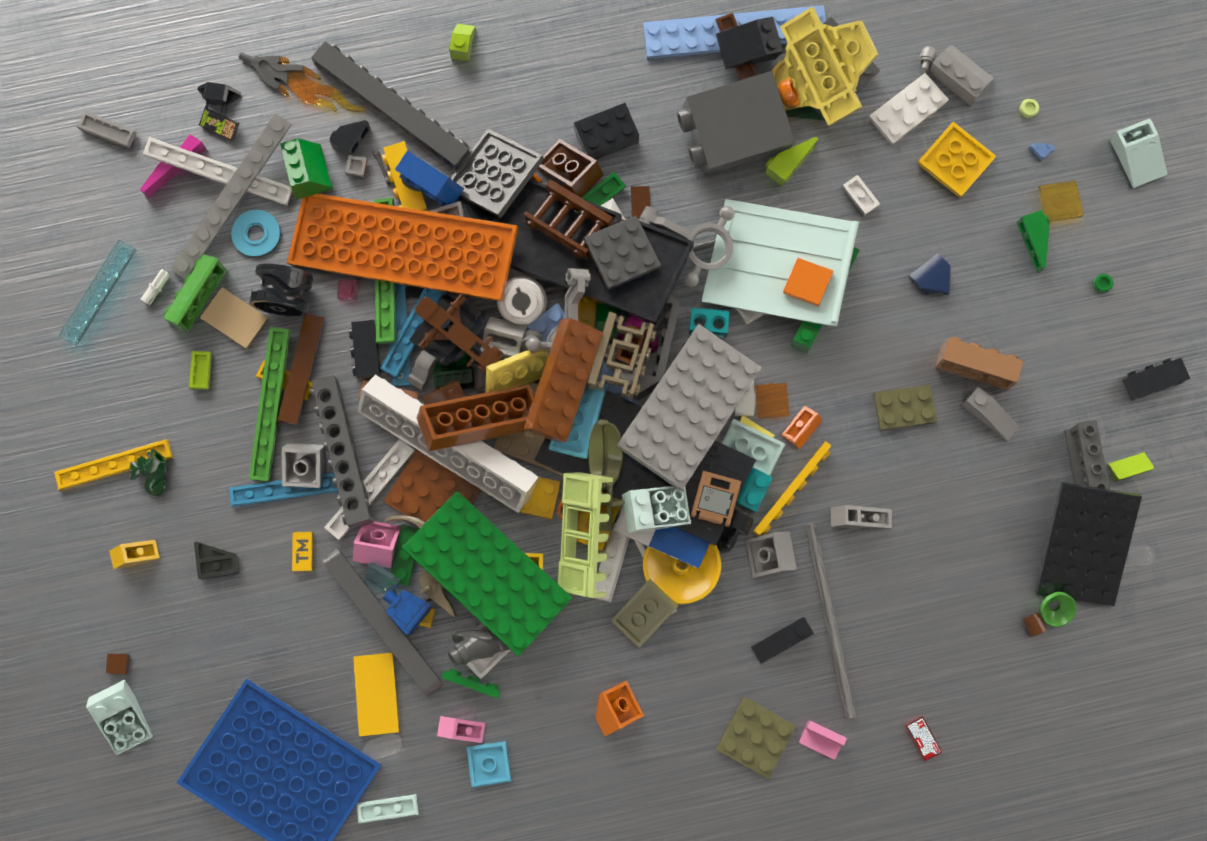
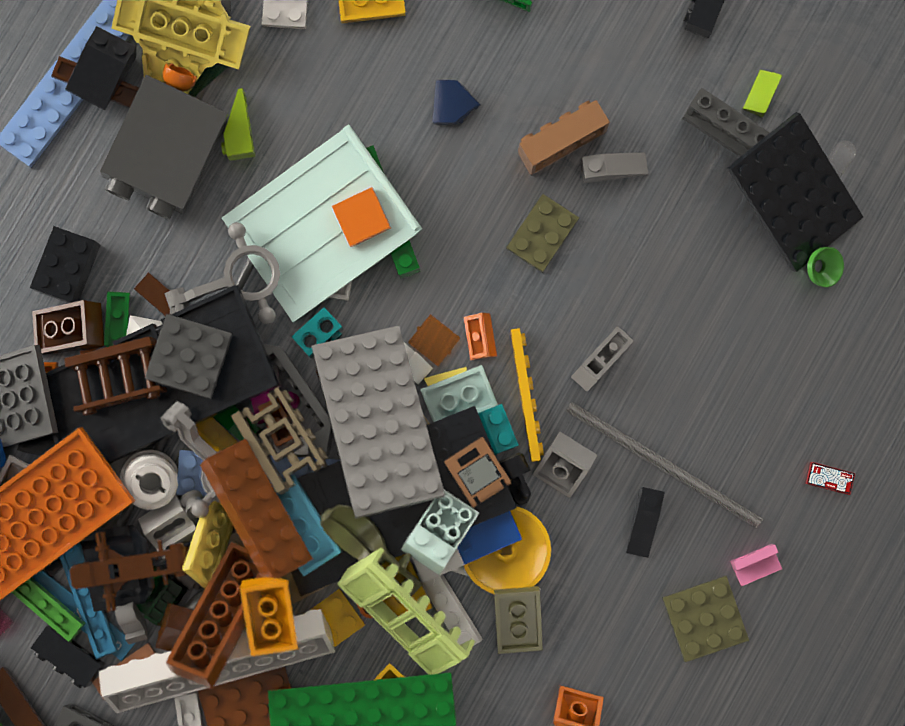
camera: 45 degrees left, 5 degrees up
(506, 444) = (268, 615): none -> light orange slope
(860, 195) = (325, 97): white plate -> none
(1034, 624) = (820, 297): reddish brown gear -> none

